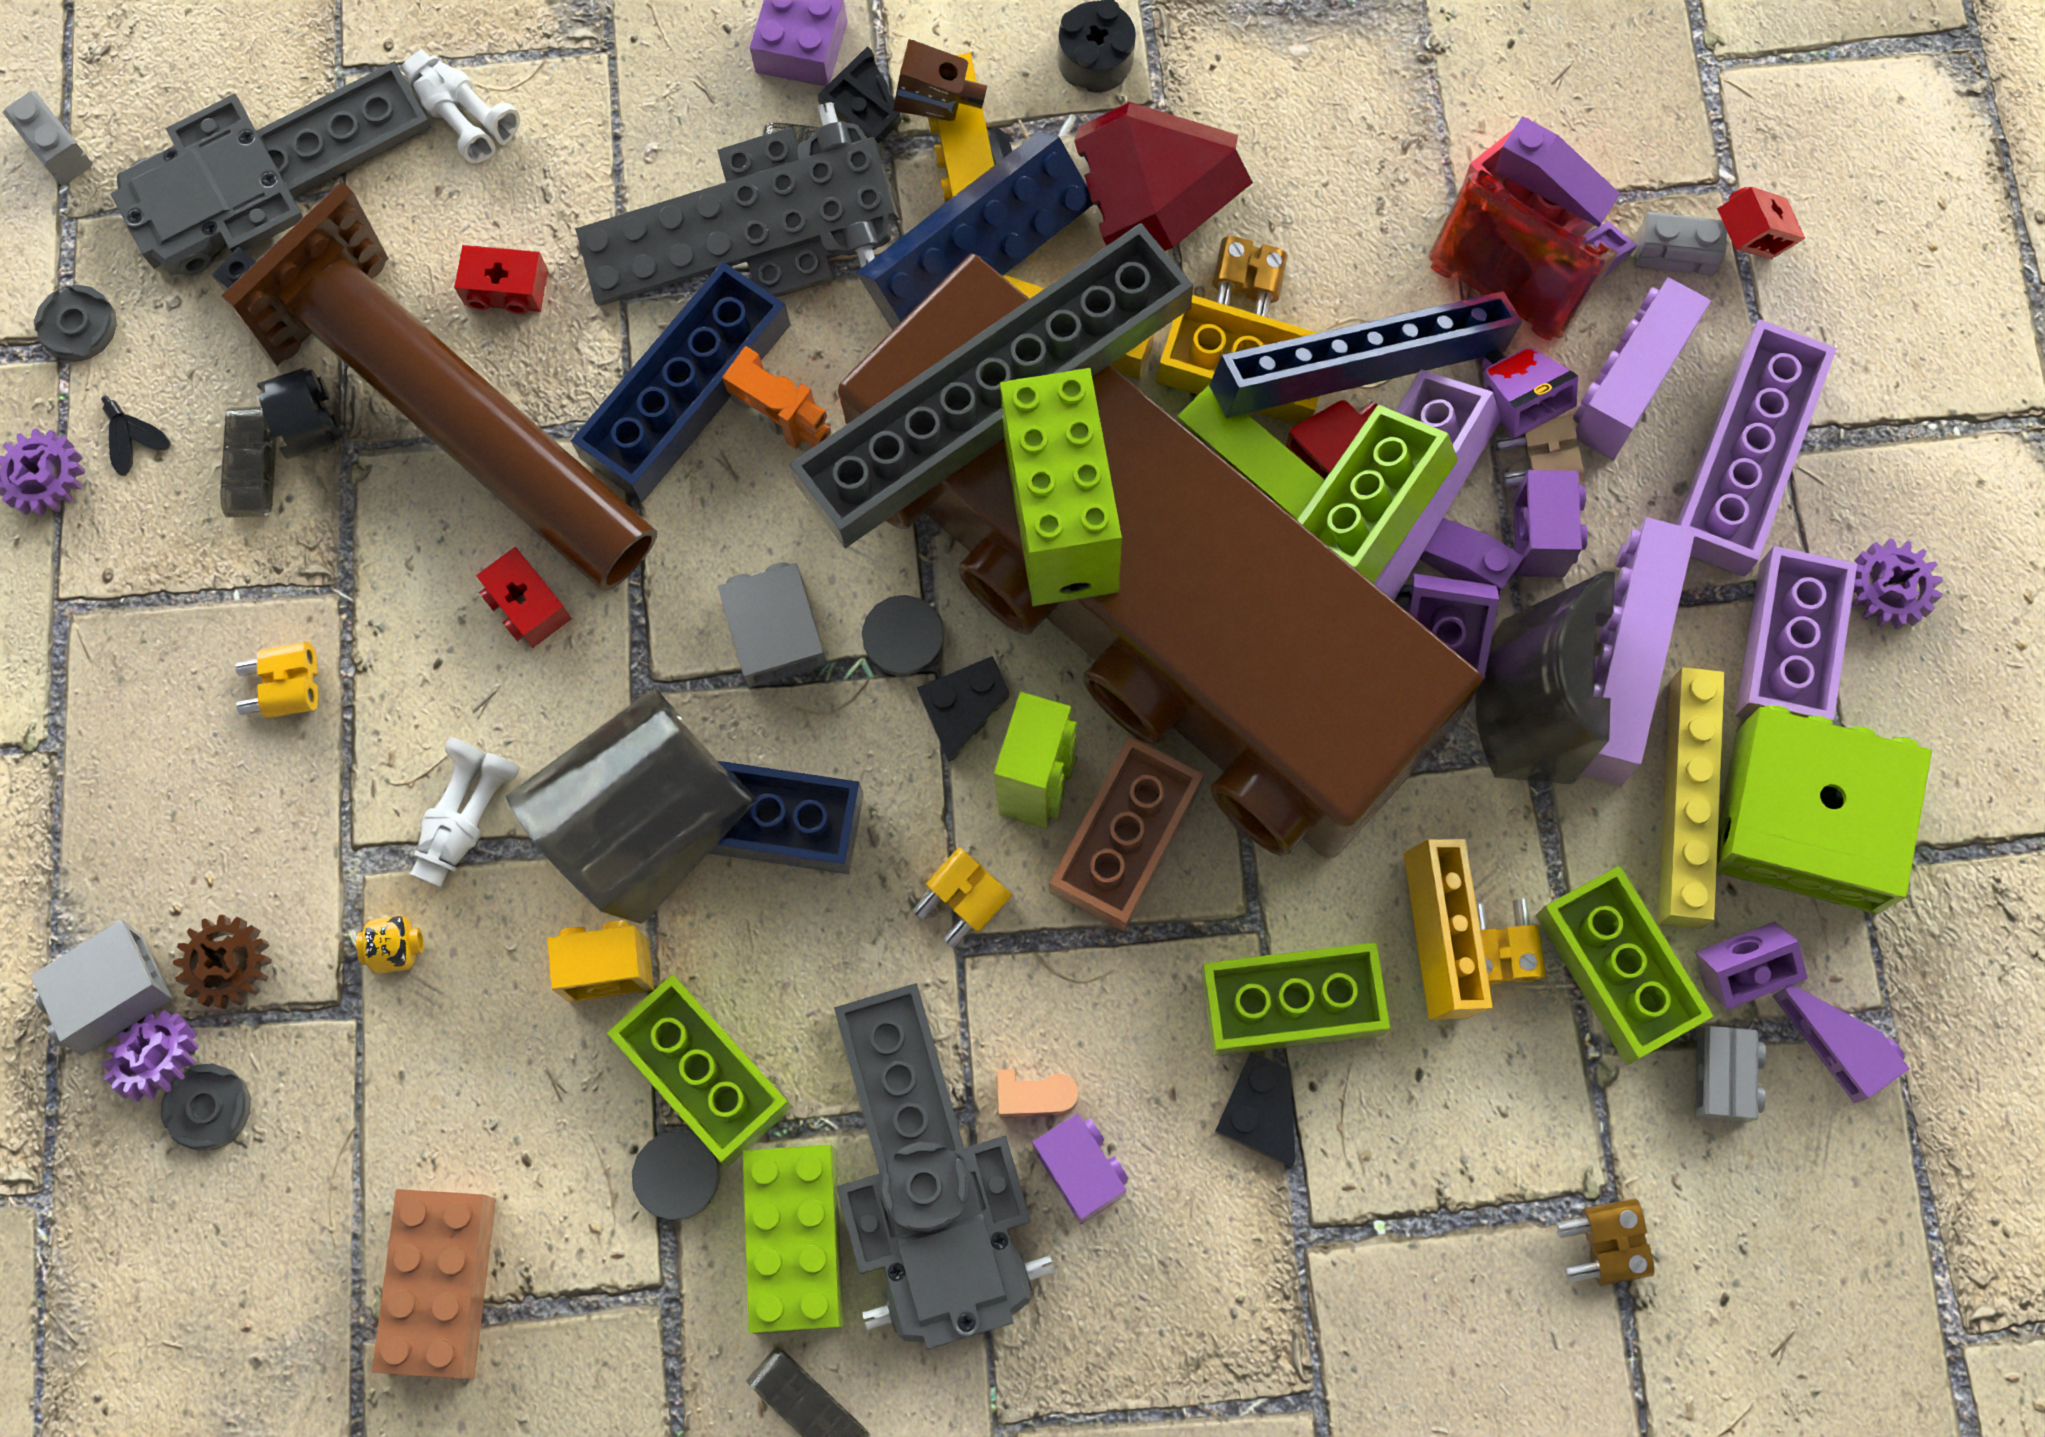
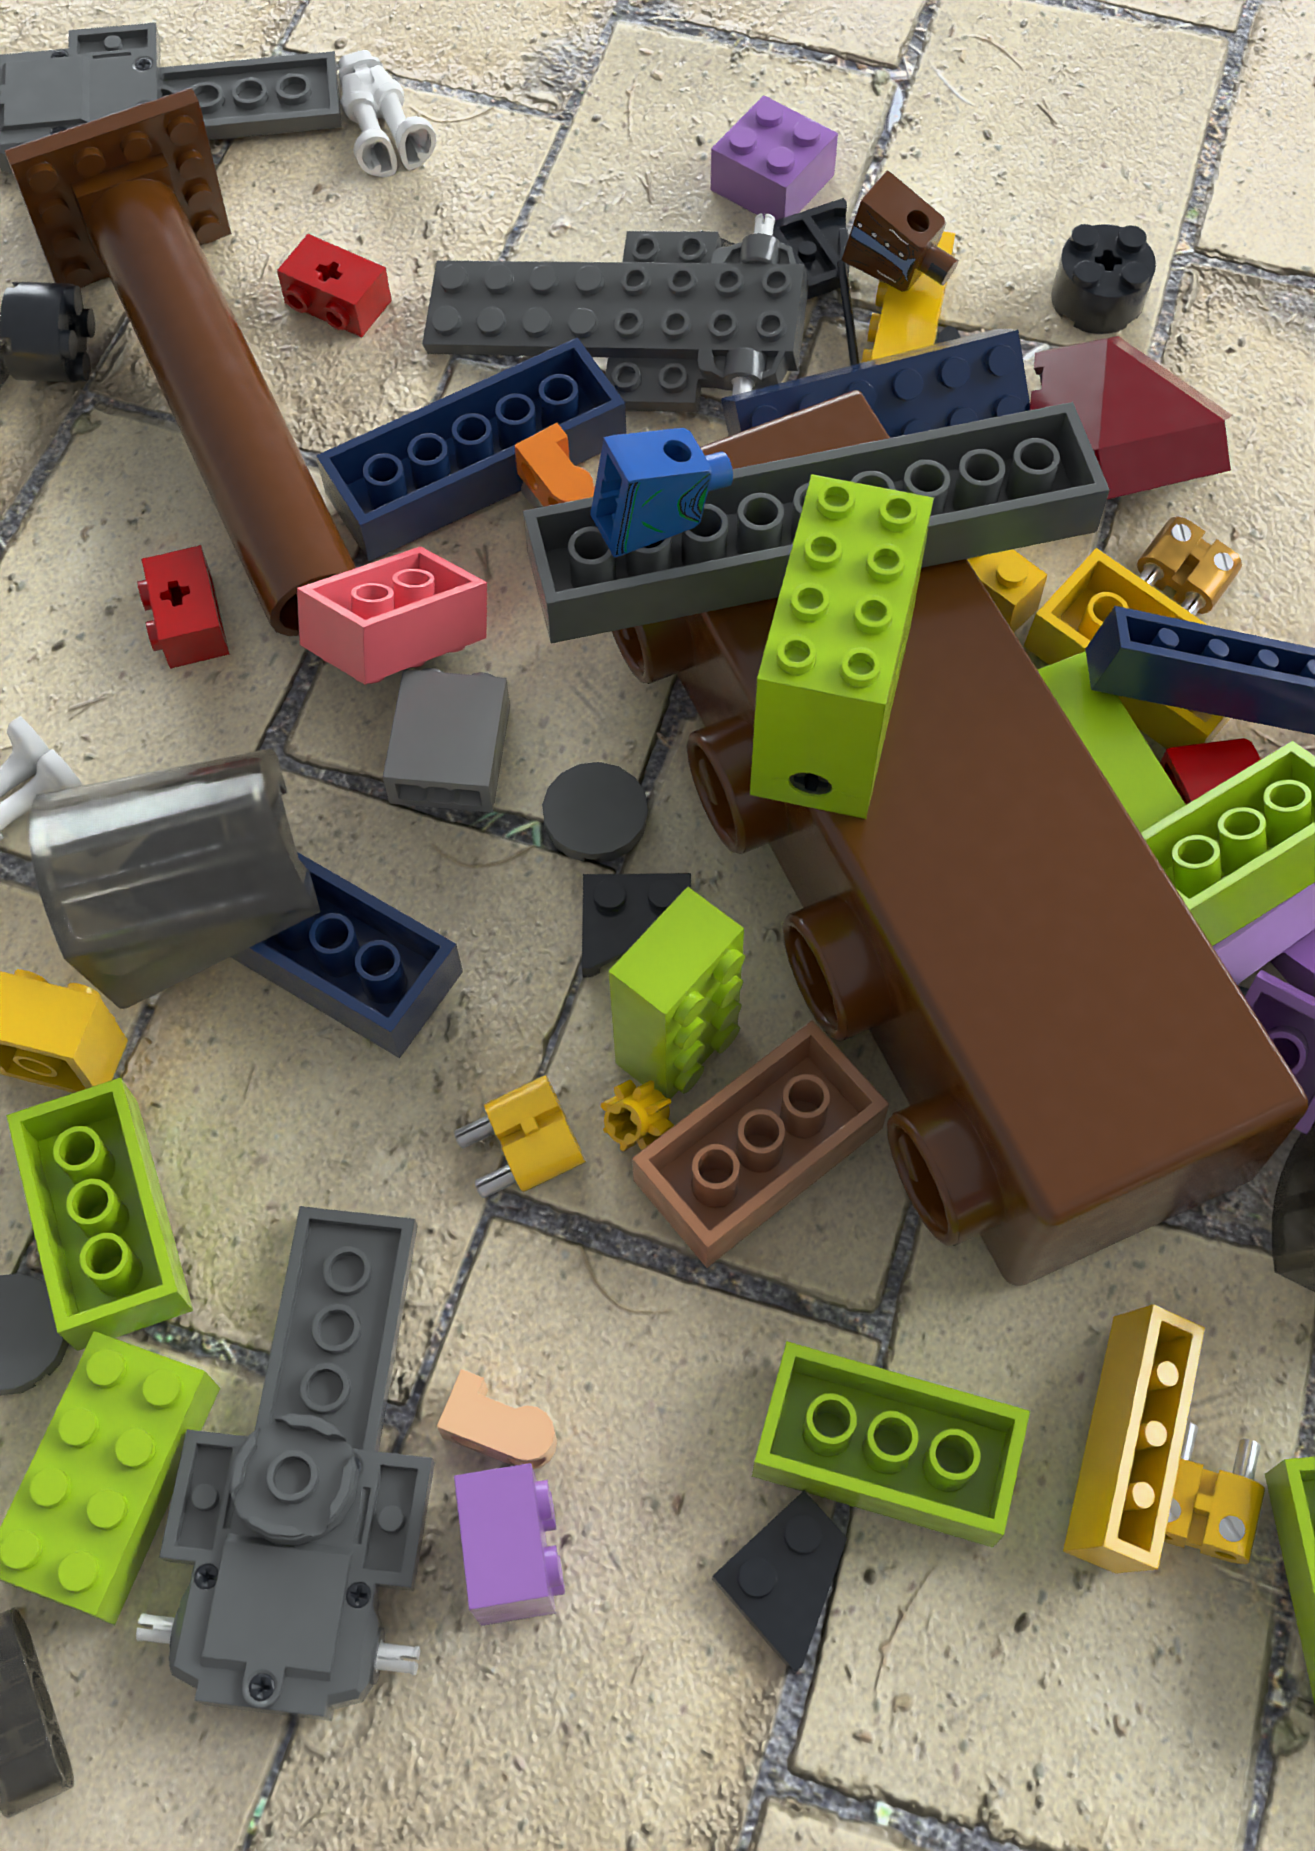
camera: 20 degrees right, 10 degrees down
(692, 548) = (392, 614): none -> coral brick
(881, 417) = (653, 487): none -> blue torso
(917, 156) = (848, 313): none -> black axle
(1034, 848) = (636, 1114): none -> yellow gear

